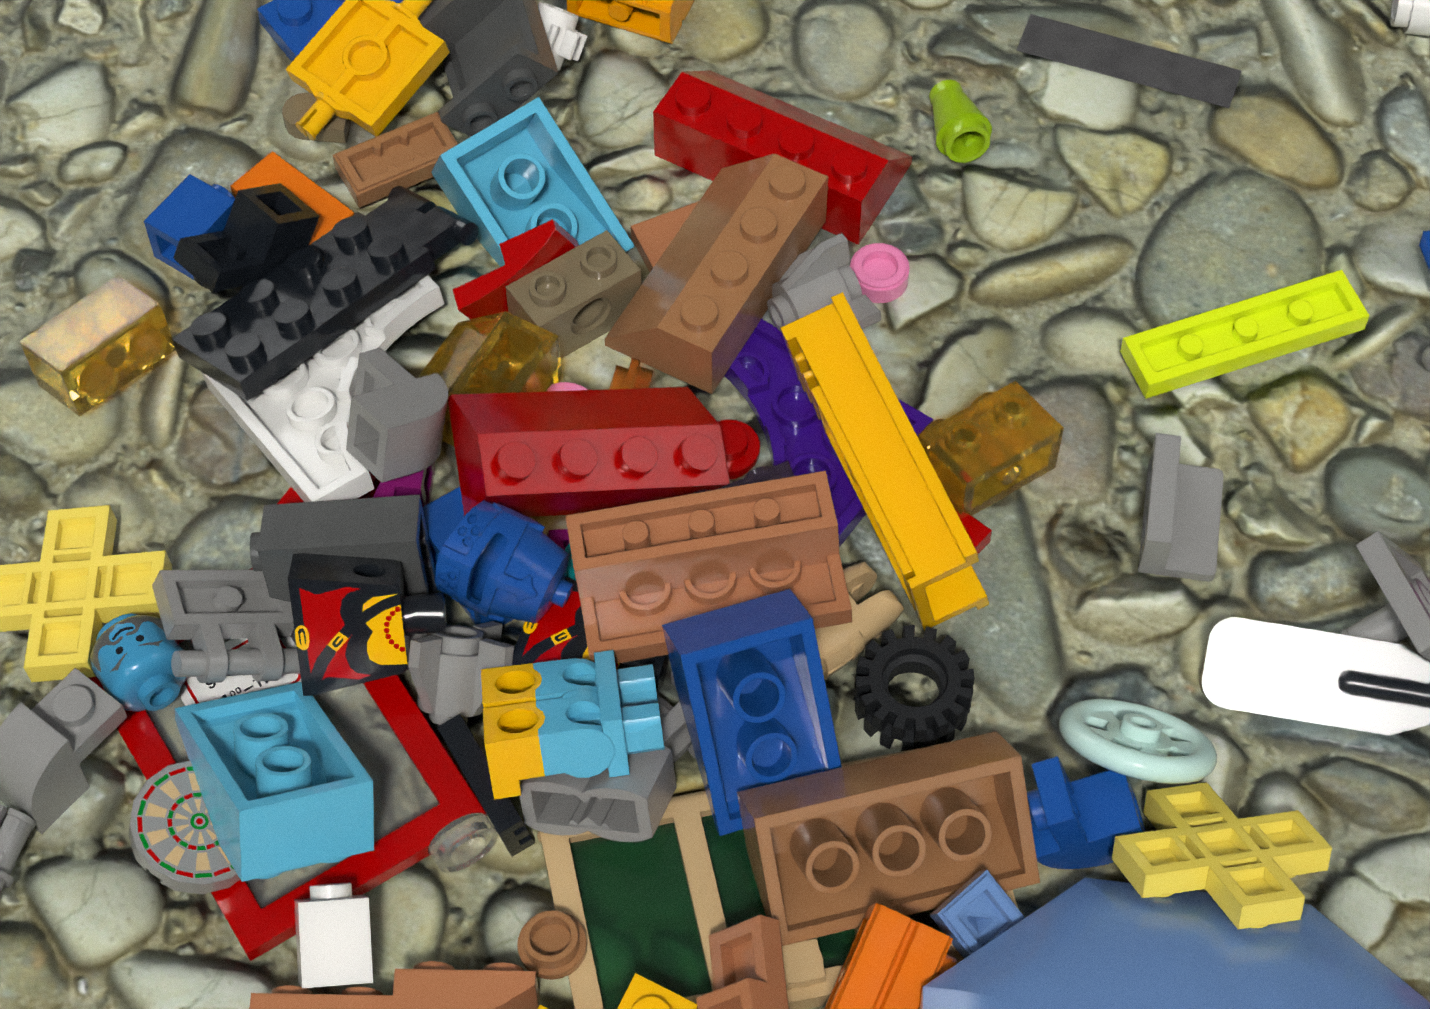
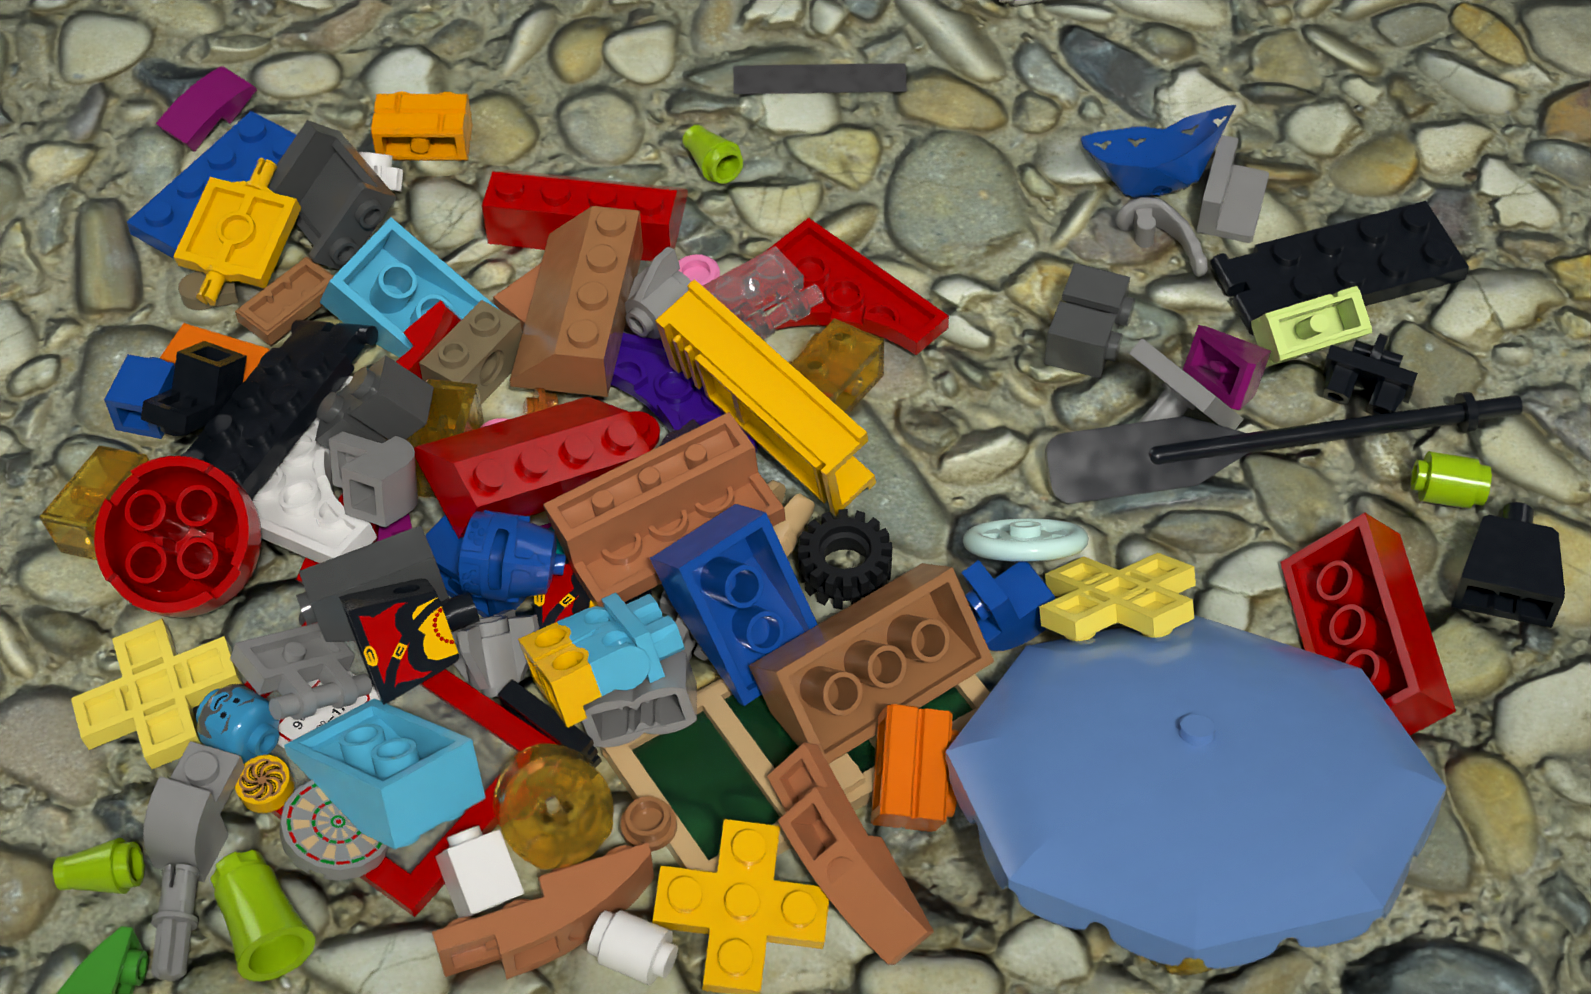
camera: 20 degrees left, 5 degrees down
(76, 902) = (259, 918): none -> lime plant
(127, 414) = (178, 537): none -> red cylinder
(143, 744) = (265, 784): none -> tile
(431, 328) = (376, 402): none -> dark grey piece
(434, 925) = (584, 804): none -> clear yellow brick
(936, 311) = (760, 284): none -> clear plate
(976, 913) = (960, 693): medium blue tile -> none
(1020, 325) = (858, 290): none -> red plate
(1180, 515) = (987, 380): light grey panel -> none
(1243, 333) = (983, 241): neon yellow plate -> none
(1325, 488) = (1087, 324): none -> dark grey piece

